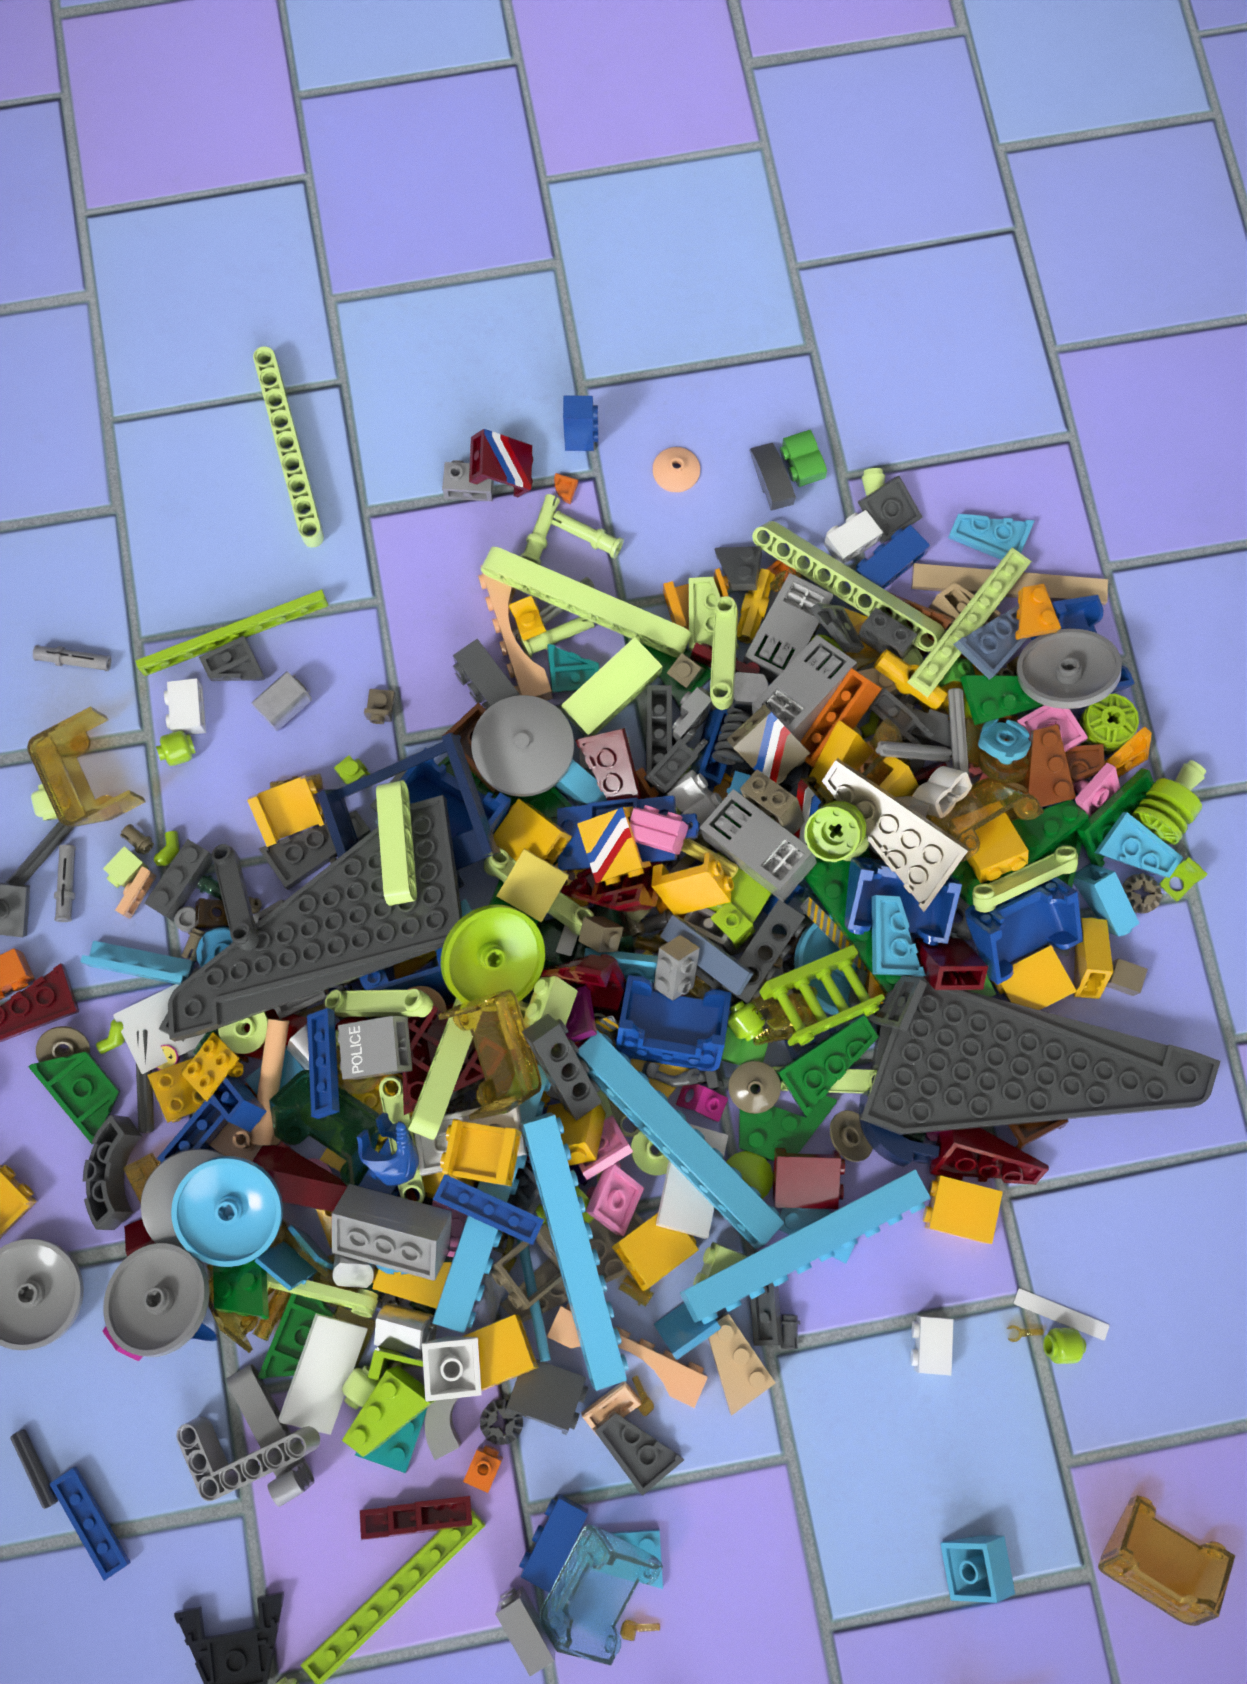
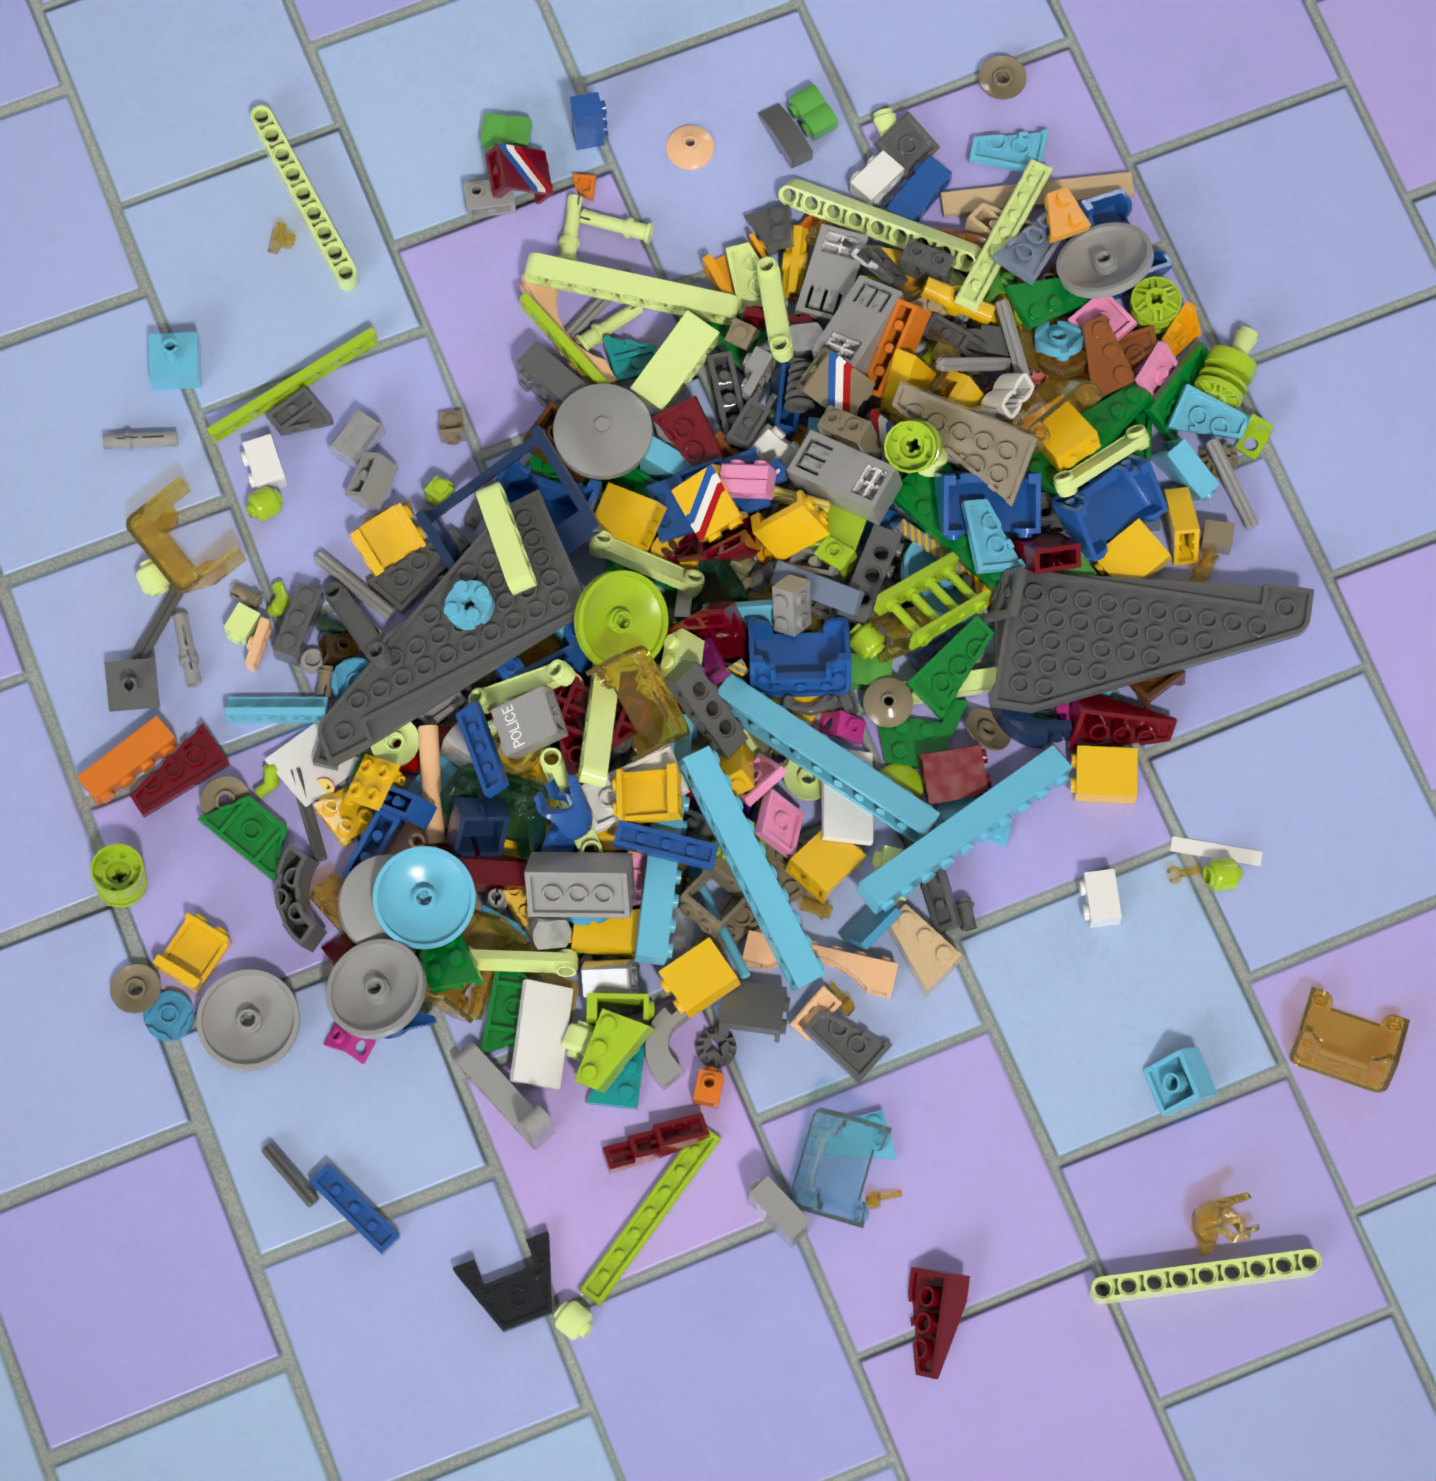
camera: 10 degrees left, 5 degrees down
(123, 585) = (174, 361): none -> medium azure brick
(213, 1473) = (488, 1121): light grey beam -> none
(246, 849) = (354, 585): none -> light grey axle
(255, 482) = (280, 239): none -> clear yellow tile
(286, 746) = (371, 486): none -> light grey brick
(286, 1265) = (487, 941): dark azure piece -> none
(302, 1220) = (497, 901): none -> light grey pin
(313, 1136) = (483, 820): none -> dark blue piece
(335, 894) = (462, 594): none -> medium azure plate
(451, 1368) = (663, 991): white slope -> none
(499, 418) = (505, 130): none -> bright green brick
(504, 643) = (561, 341): none -> lime tile
(527, 617) = (578, 315): yellow slope -> none
(532, 885) = (641, 553): light yellow slope -> none
(553, 1542) = (787, 1137): blue brick -> none
(600, 934) = (714, 588): dark tan brick -> none
(999, 450) = (1002, 68): none -> dark tan dish
(1104, 1009) = (1202, 571): none -> clear yellow pin
(1151, 924) = (1231, 483): none -> light grey axle

